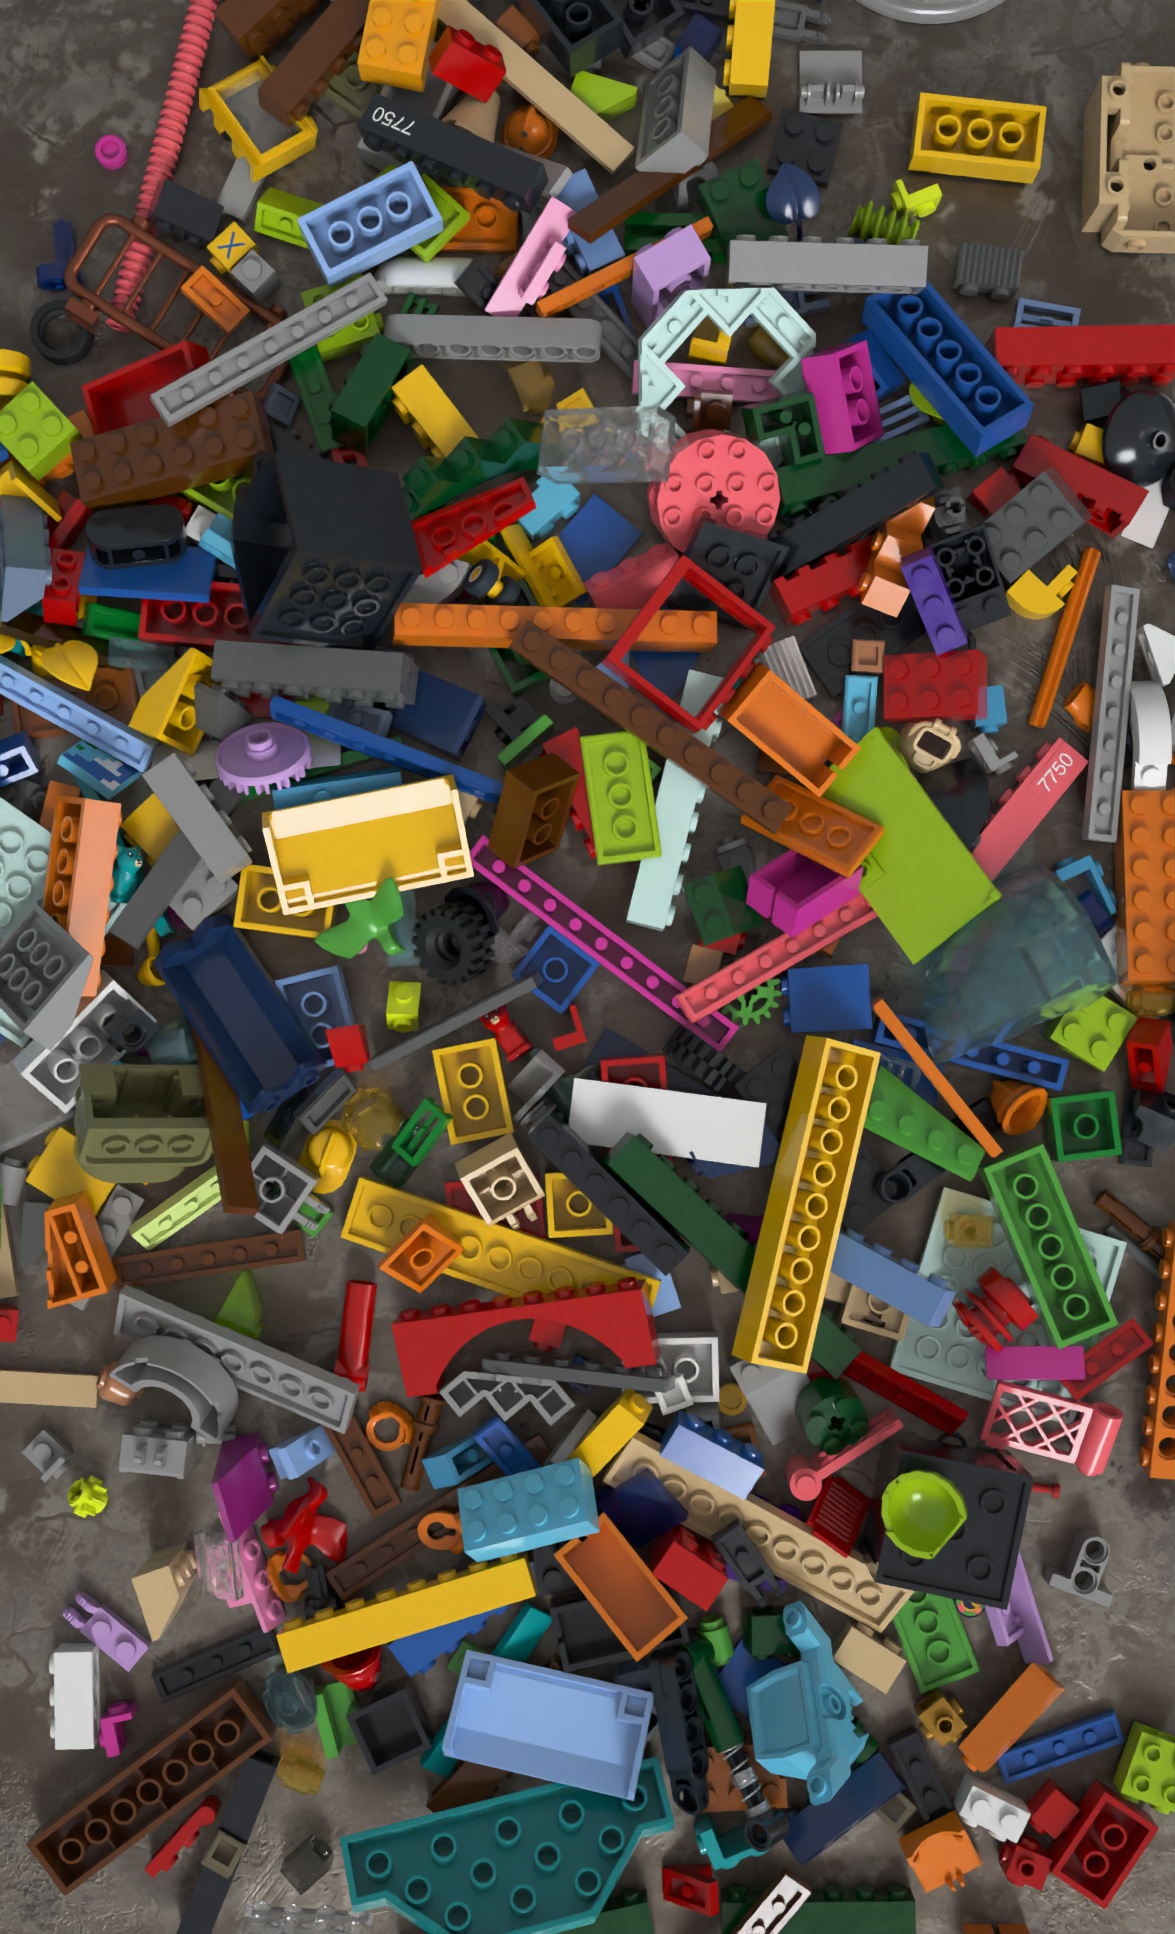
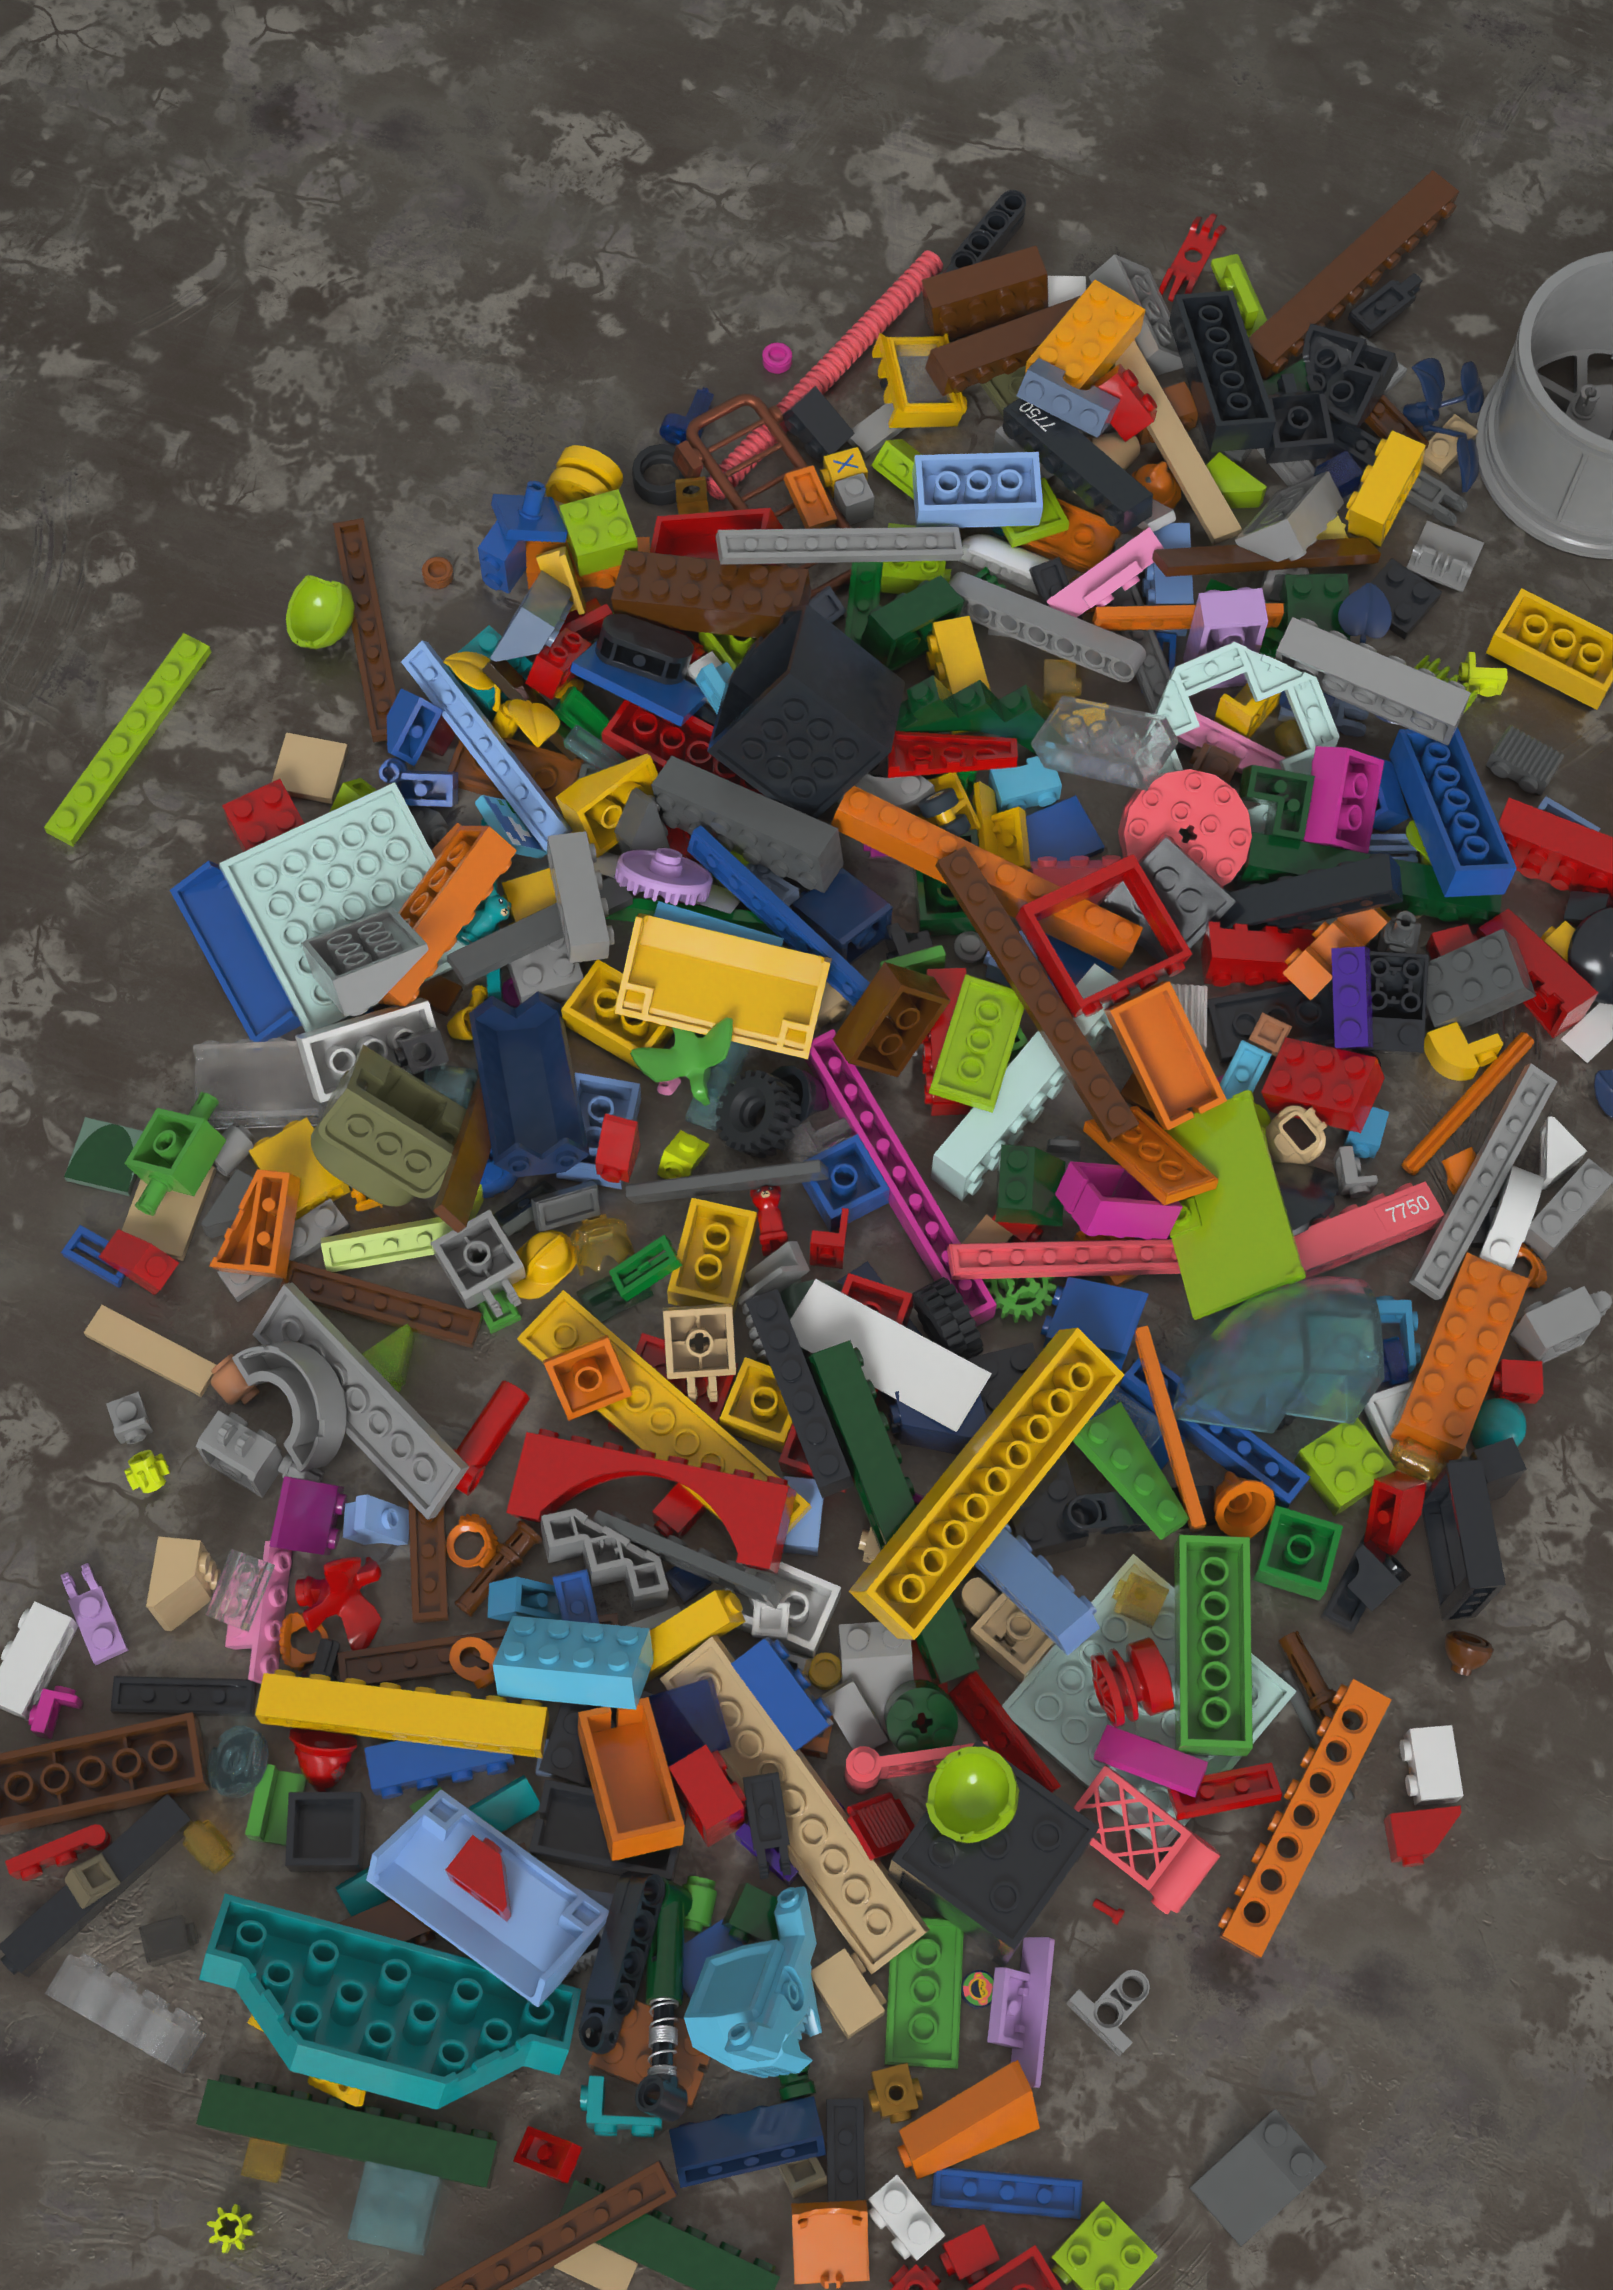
camera: 20 degrees right, 20 degrees down
(108, 353) = (691, 502): none -> pearl gold bracket
(432, 95) = (1084, 409): none -> sand blue arch
(539, 1714) = (482, 1875): none -> red slope
(774, 1432) = (855, 1716): none -> light grey tile

